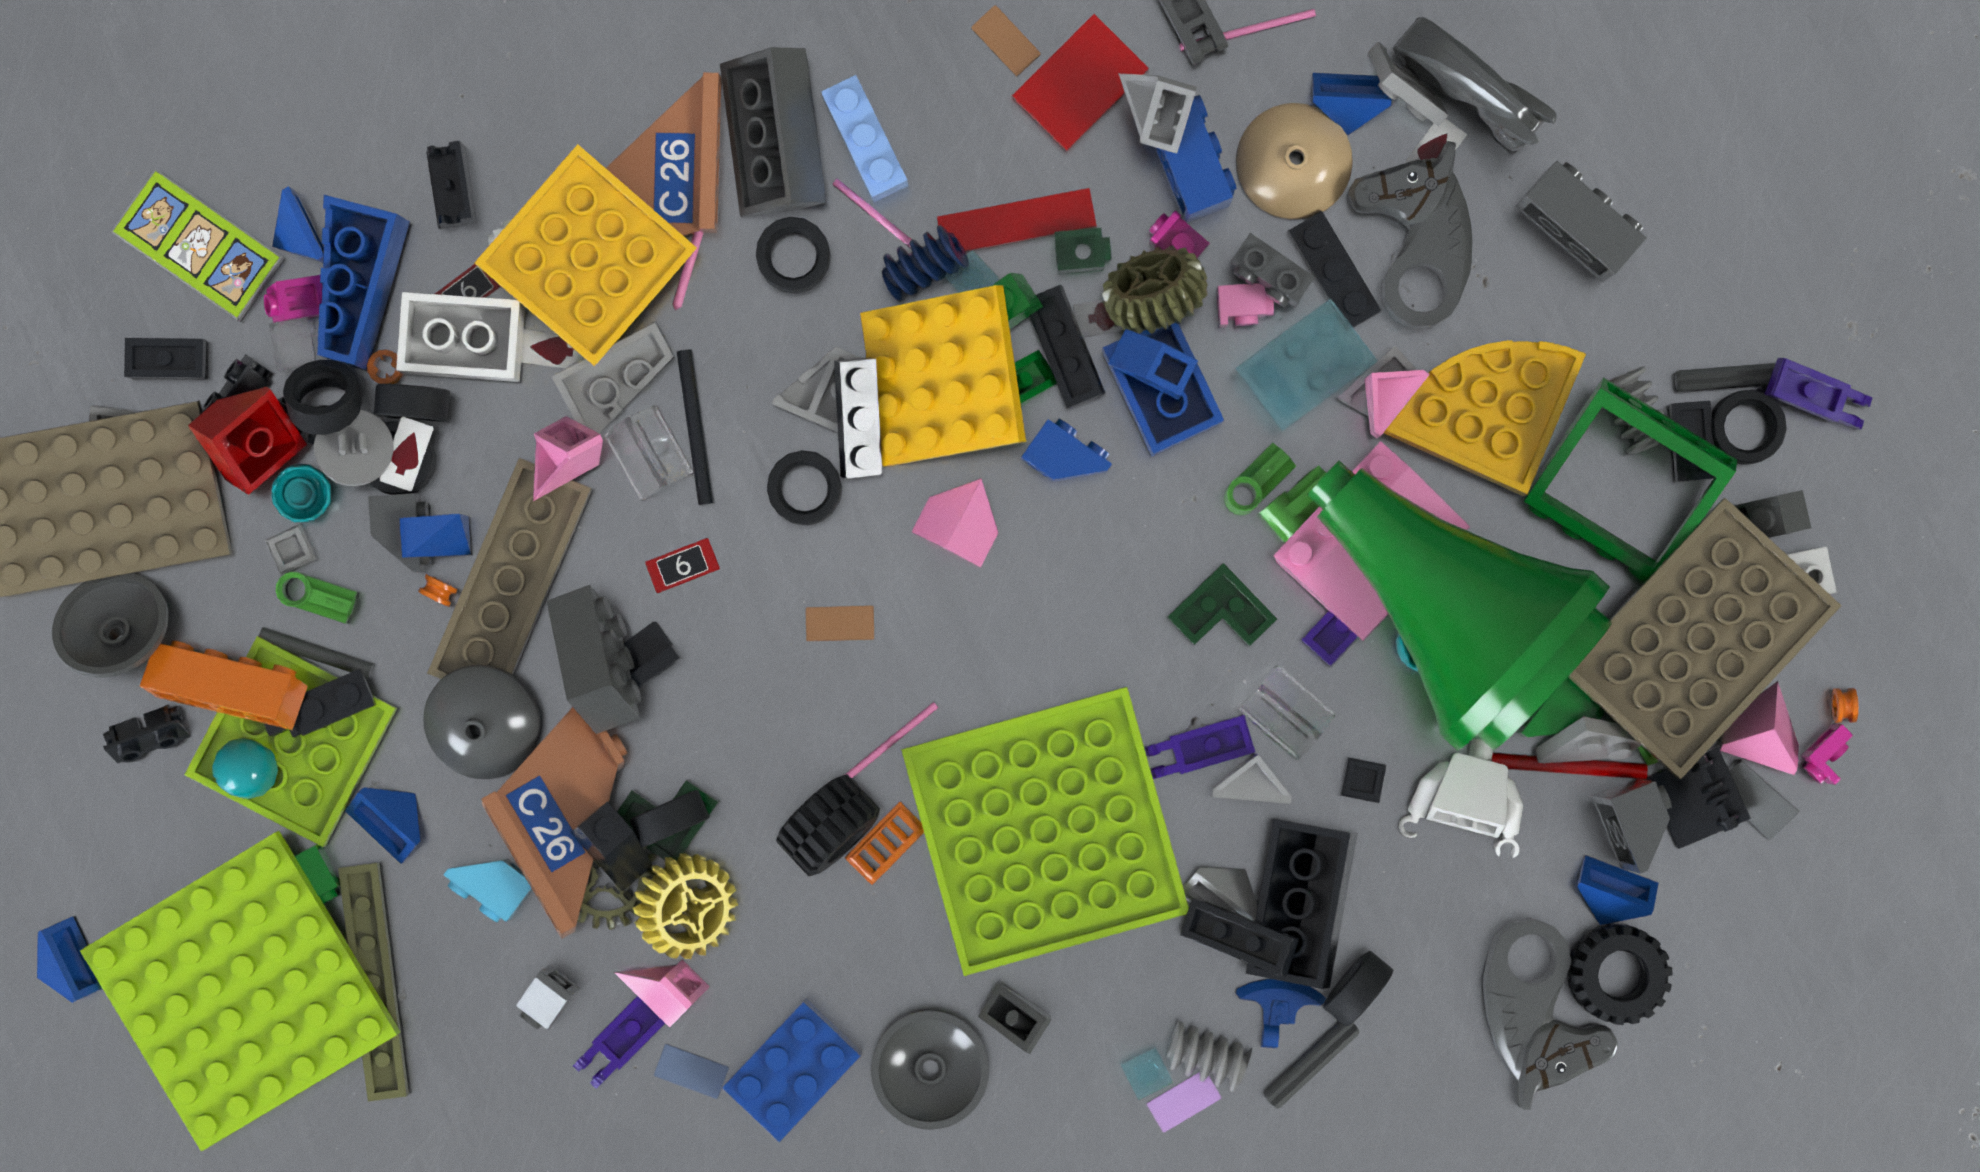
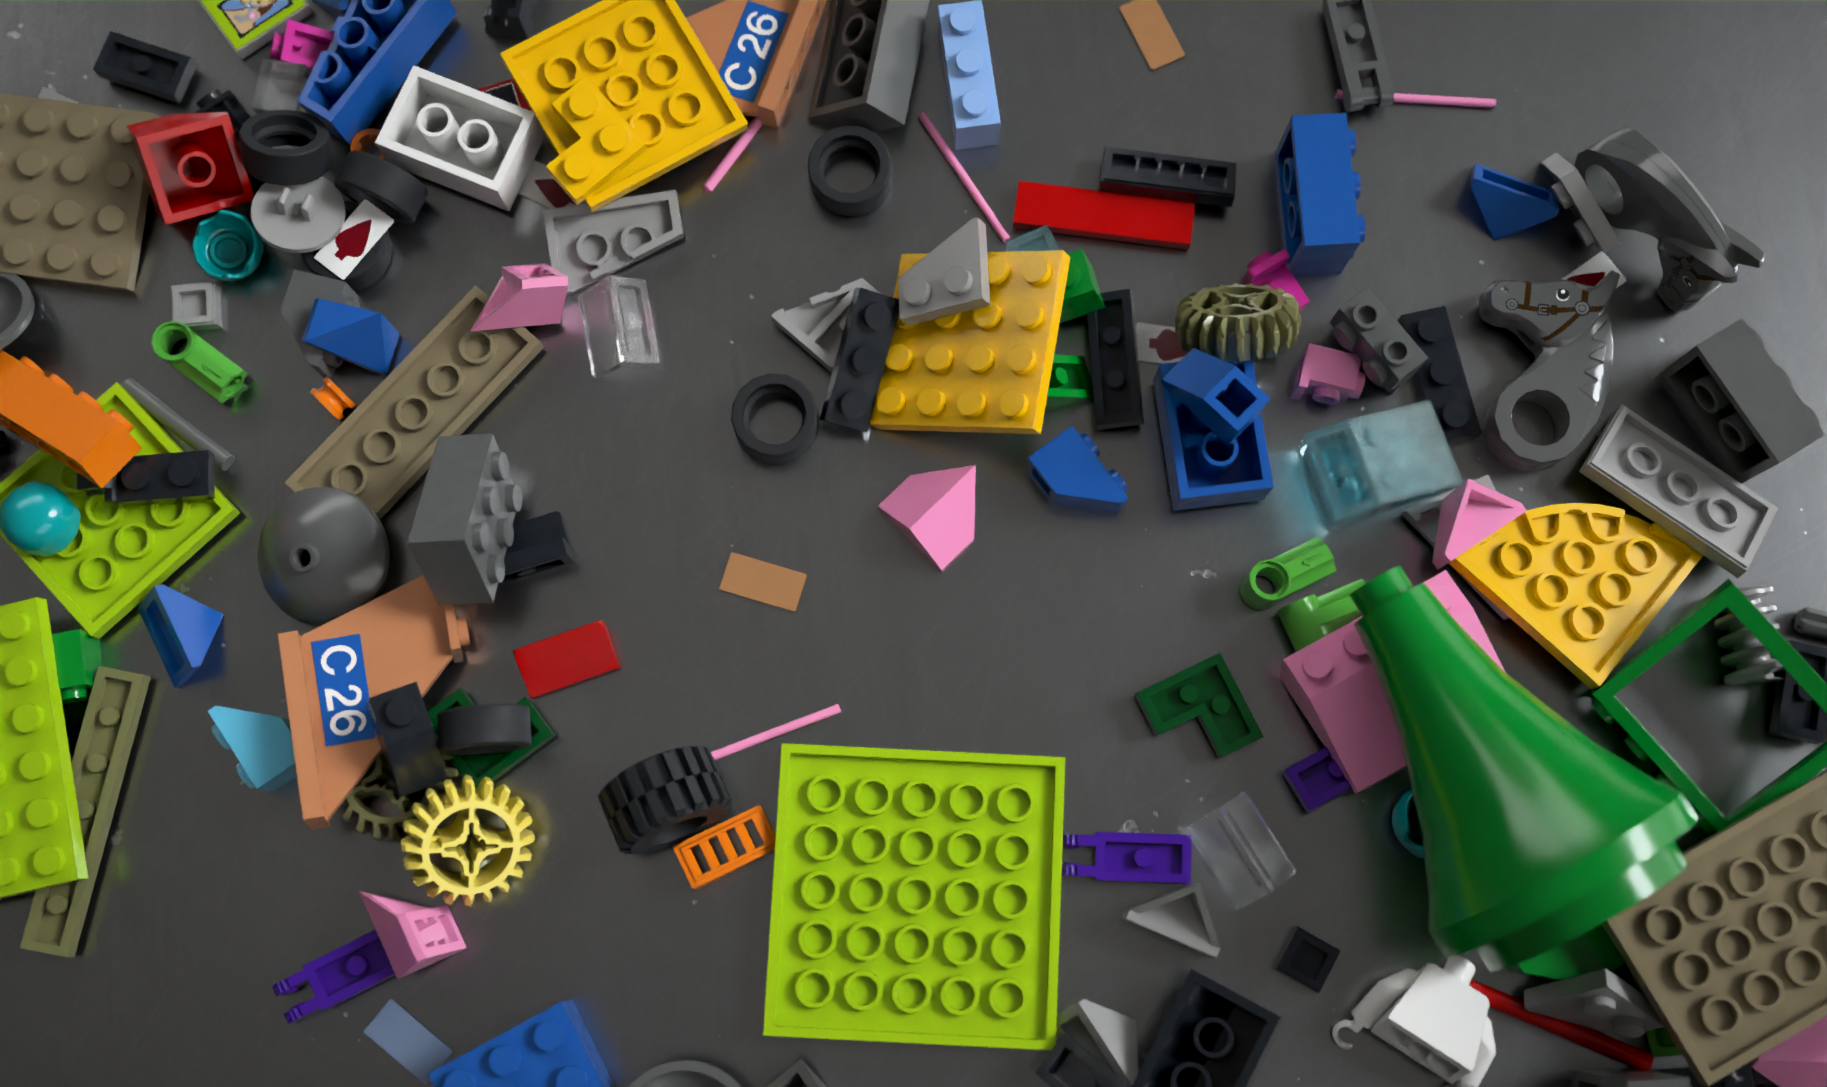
camera: 15 degrees right, 10 degrees down
(546, 998) = (271, 894): slope -> none
(588, 309) = (603, 145): none -> yellow plate
(682, 565) = (611, 462): sticker -> none
(695, 427) = (679, 319): black bar -> none
(706, 739) = (566, 659): none -> red slope
(908, 331) = (948, 278): none -> light grey wing
(923, 263) = (999, 215): dark blue piece -> none
(1060, 173) = (1168, 177): none -> black plate
(1068, 241) = (1162, 248): clear green brick -> none
(1078, 82) = (1219, 95): red tile -> none
(1159, 108) = (1310, 115): light grey slope -> none
(1277, 183) = (1413, 268): tan dish -> none
(1552, 307) = (1679, 491): none -> light grey tile

